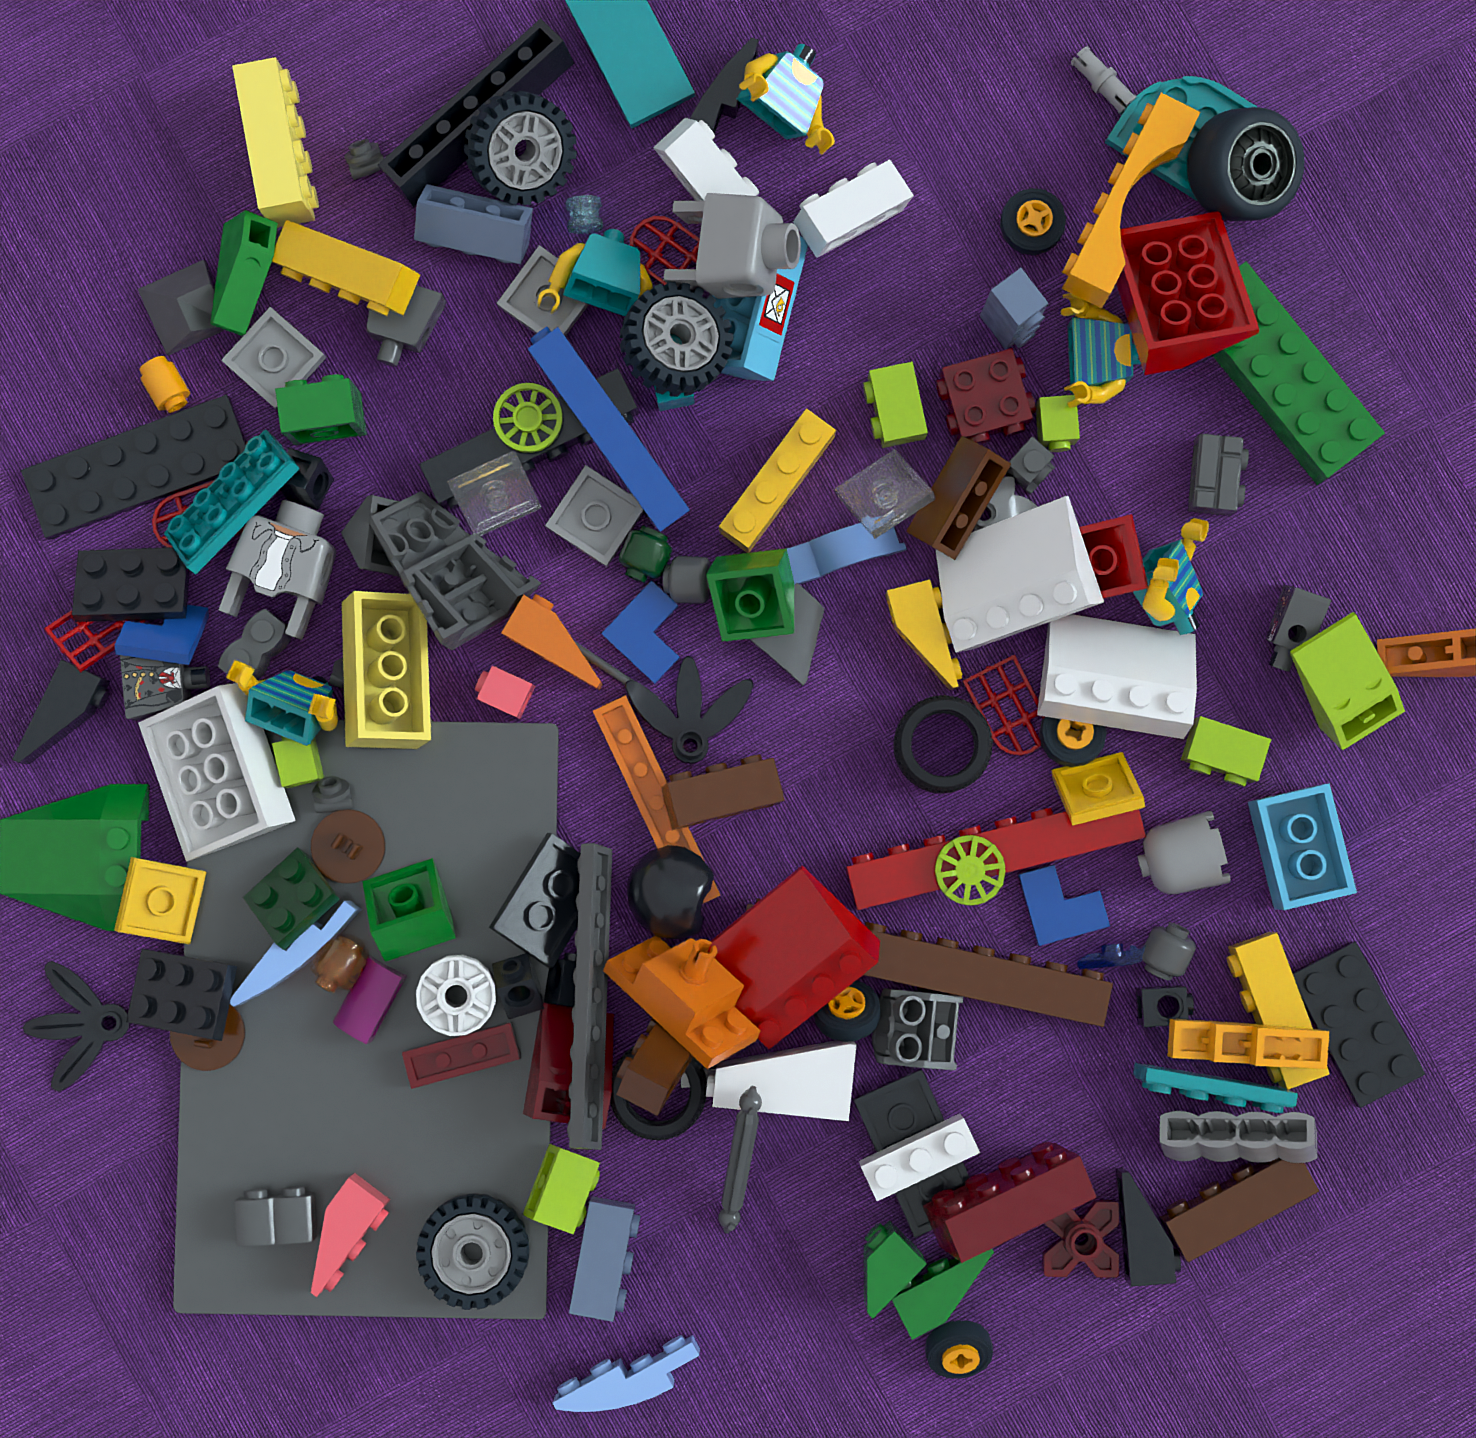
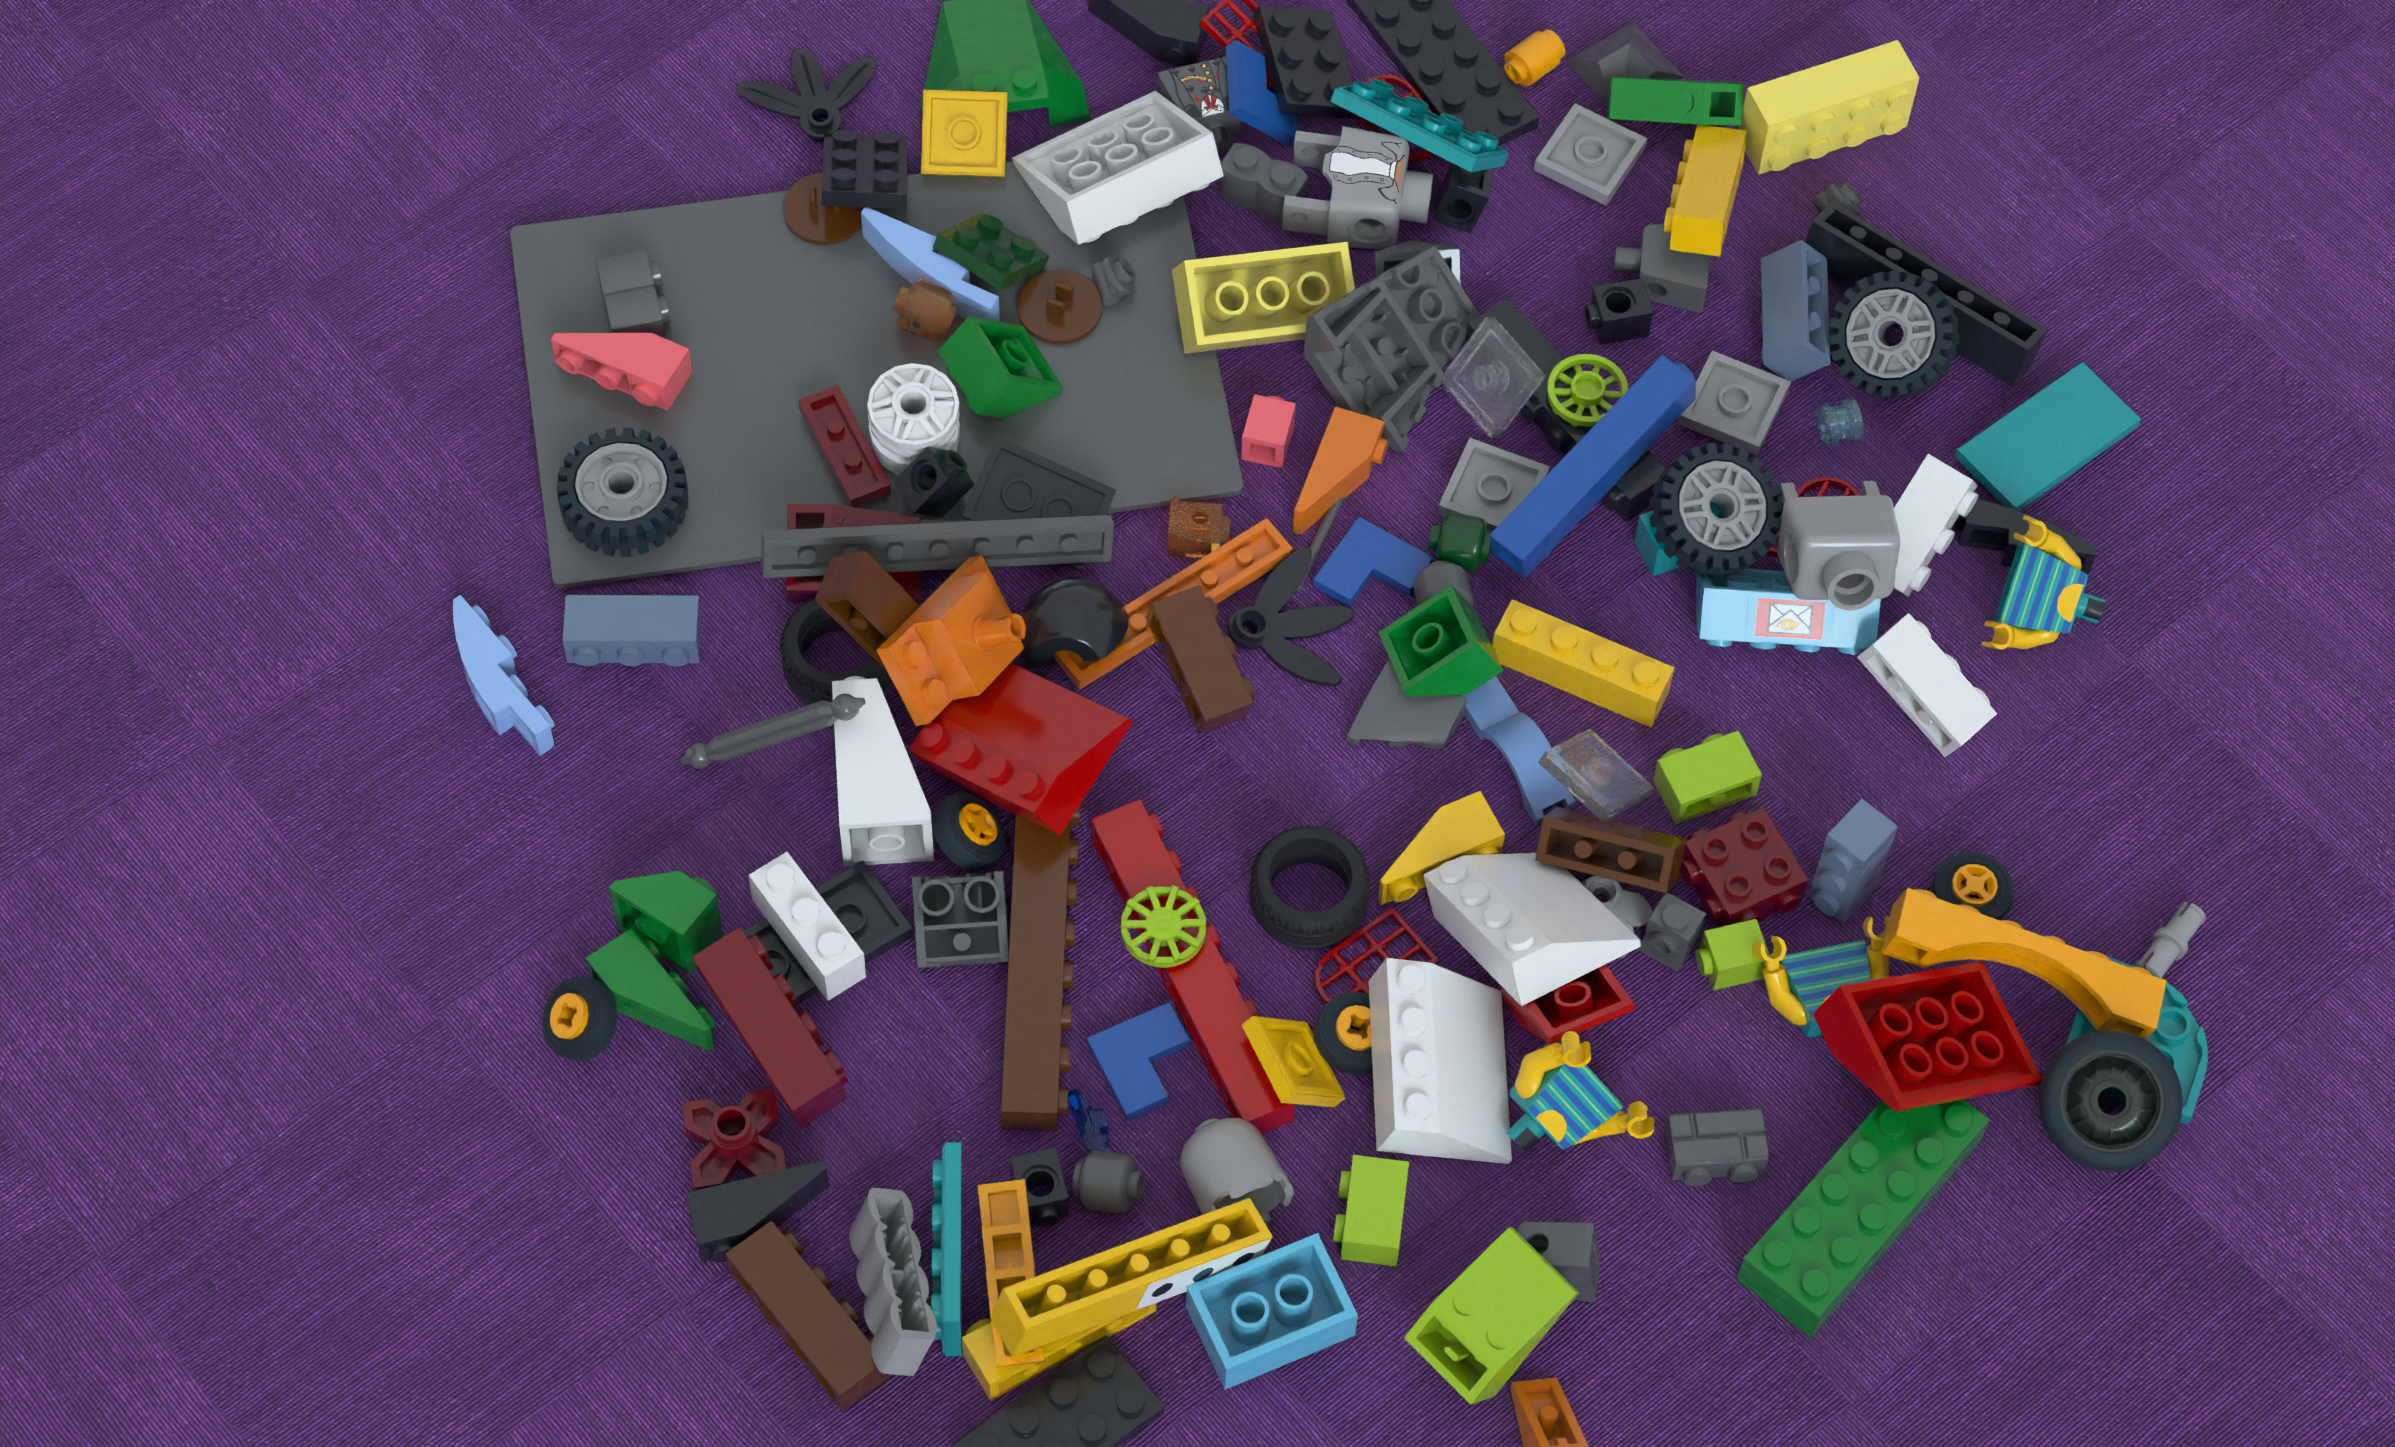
camera: 75 degrees right, 25 degrees down
(287, 703) = (1204, 208): torso -> none
(297, 762) = (1146, 237): lime brick -> none
(320, 410) = (1542, 196): green brick -> none
(369, 1000) = (881, 347): magenta brick -> none
(437, 356) = (1625, 297): none -> black brick
(562, 1189) = (708, 569): lime brick -> none
(589, 784) = (1196, 528): none -> clear orange brick
(600, 274) = (1775, 432): teal torso -> none
(1283, 954) = (1128, 1277): none -> yellow brick

